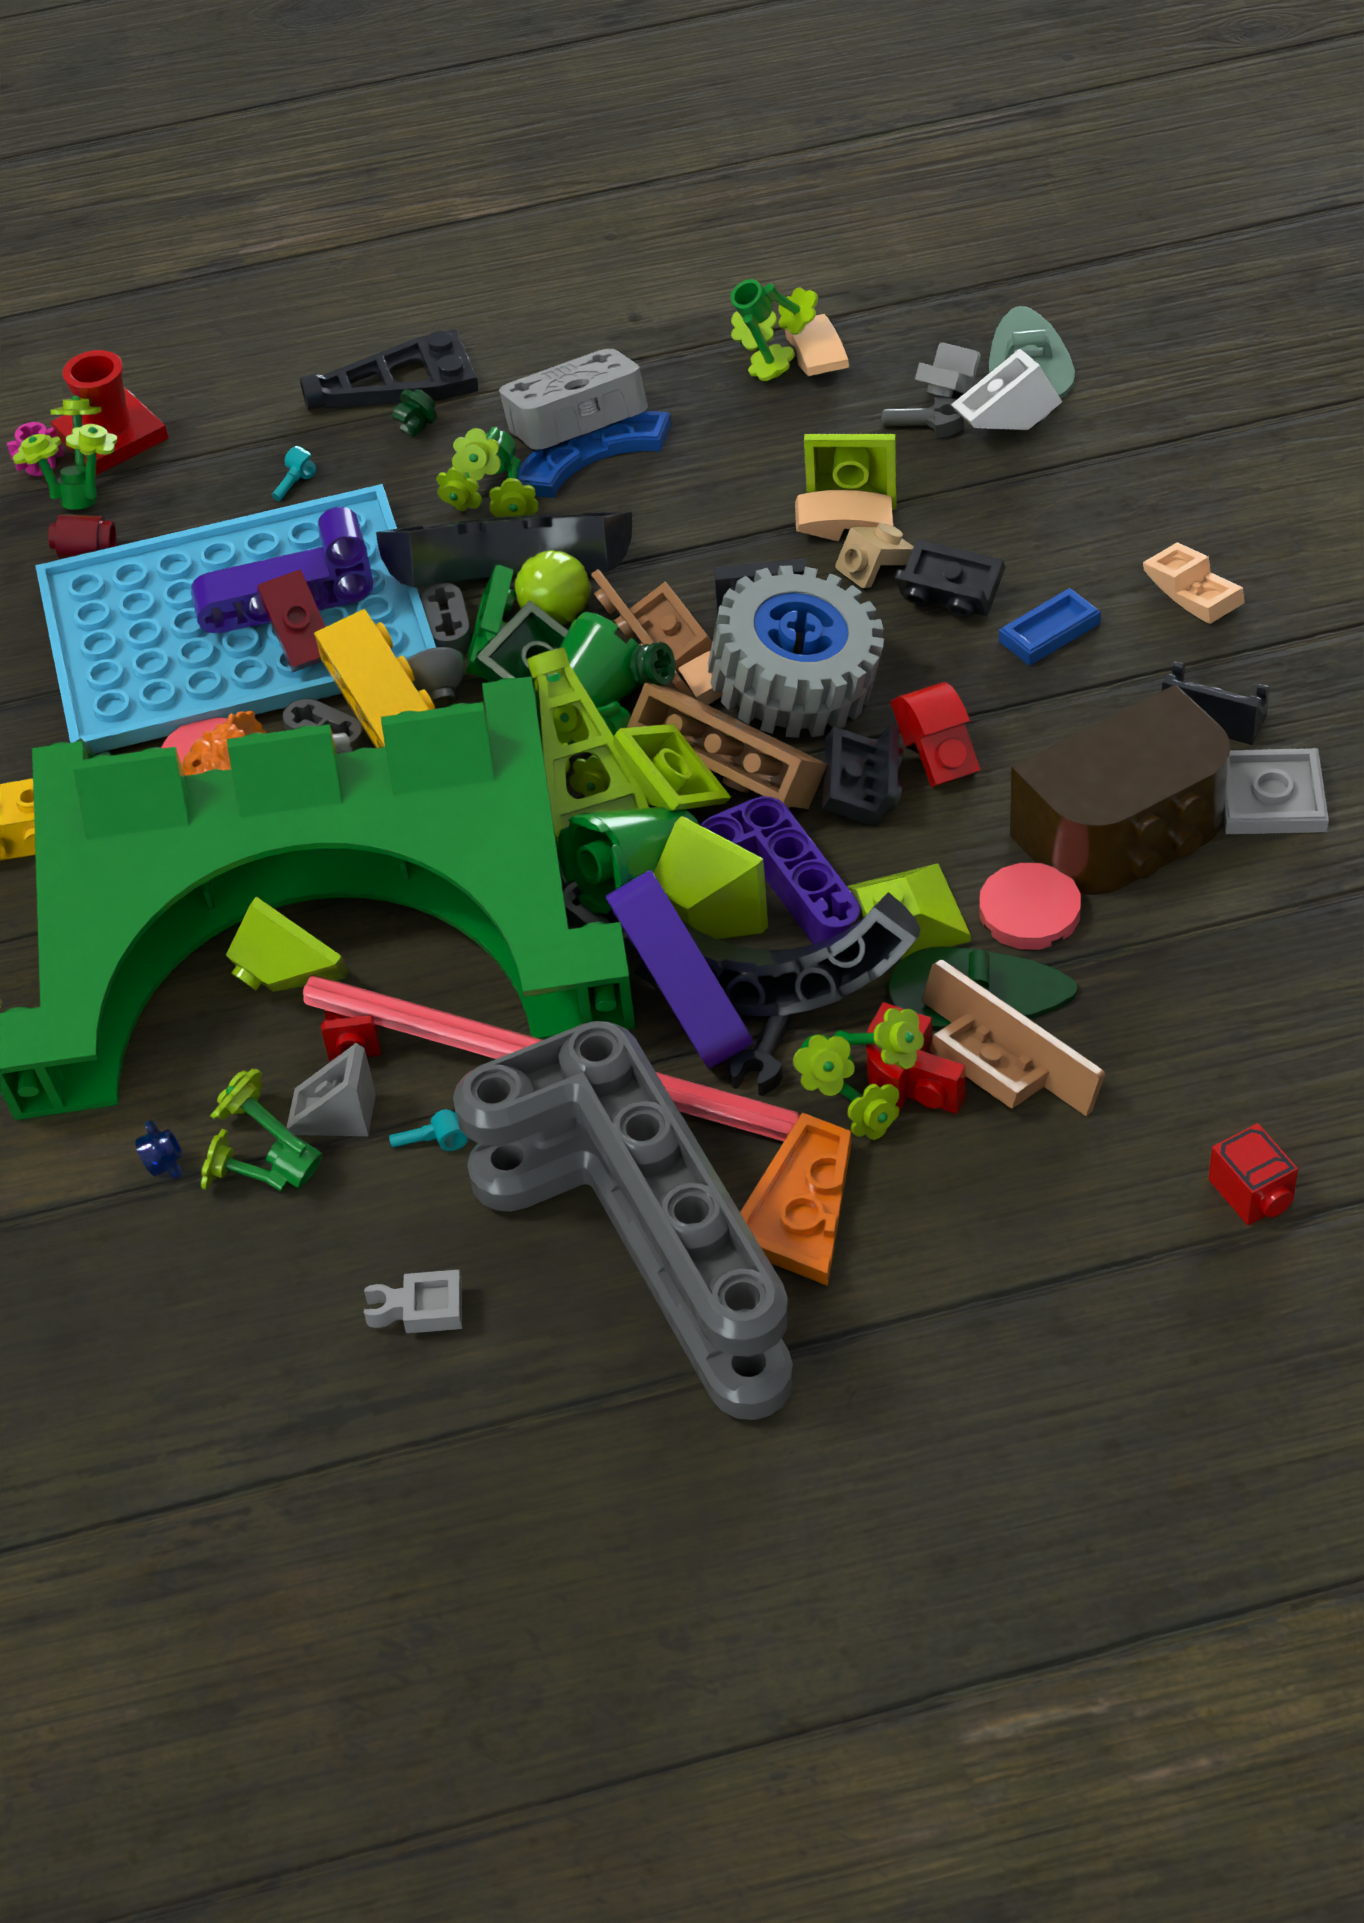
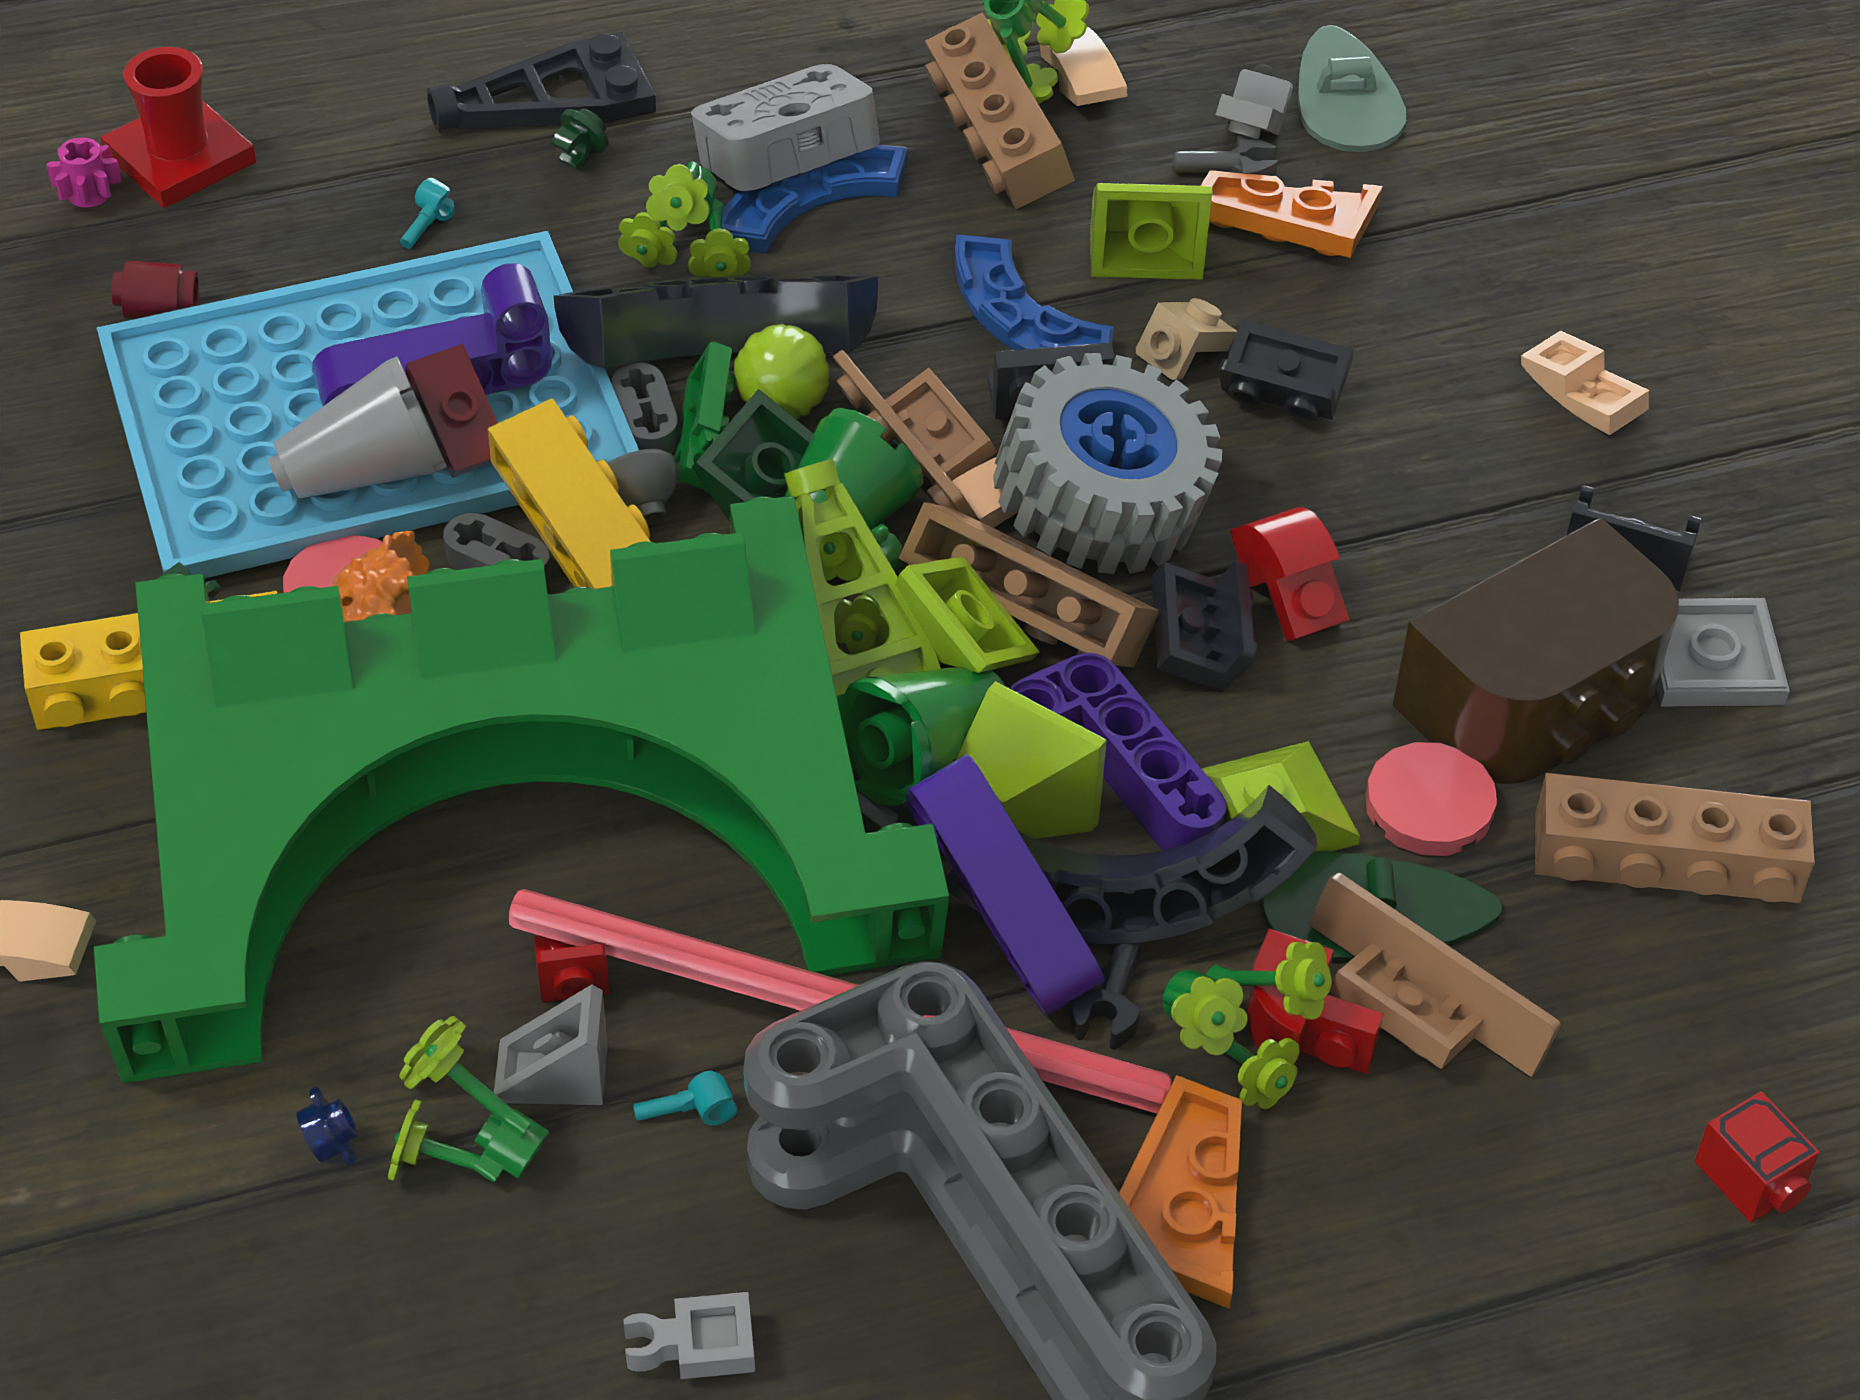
camera: 10 degrees left, 0 degrees up
(77, 483) = (140, 222): plant -> none
(220, 642) = (359, 439): none -> light grey cone
(279, 952) = (474, 857): lime slope -> none
(653, 664) = (929, 477): dark green bush -> none
(735, 534) = (1005, 309): none -> blue tile
(743, 383) = (999, 112): none -> medium nougat brick
(832, 511) = (1129, 280): light nougat slope -> none
(983, 458) = (1305, 216): none -> orange wing
(1009, 396) = (1336, 139): white slope -> none
(1049, 626) = (1412, 434): blue tile -> none
(1216, 937) = (1673, 838): none -> medium nougat brick

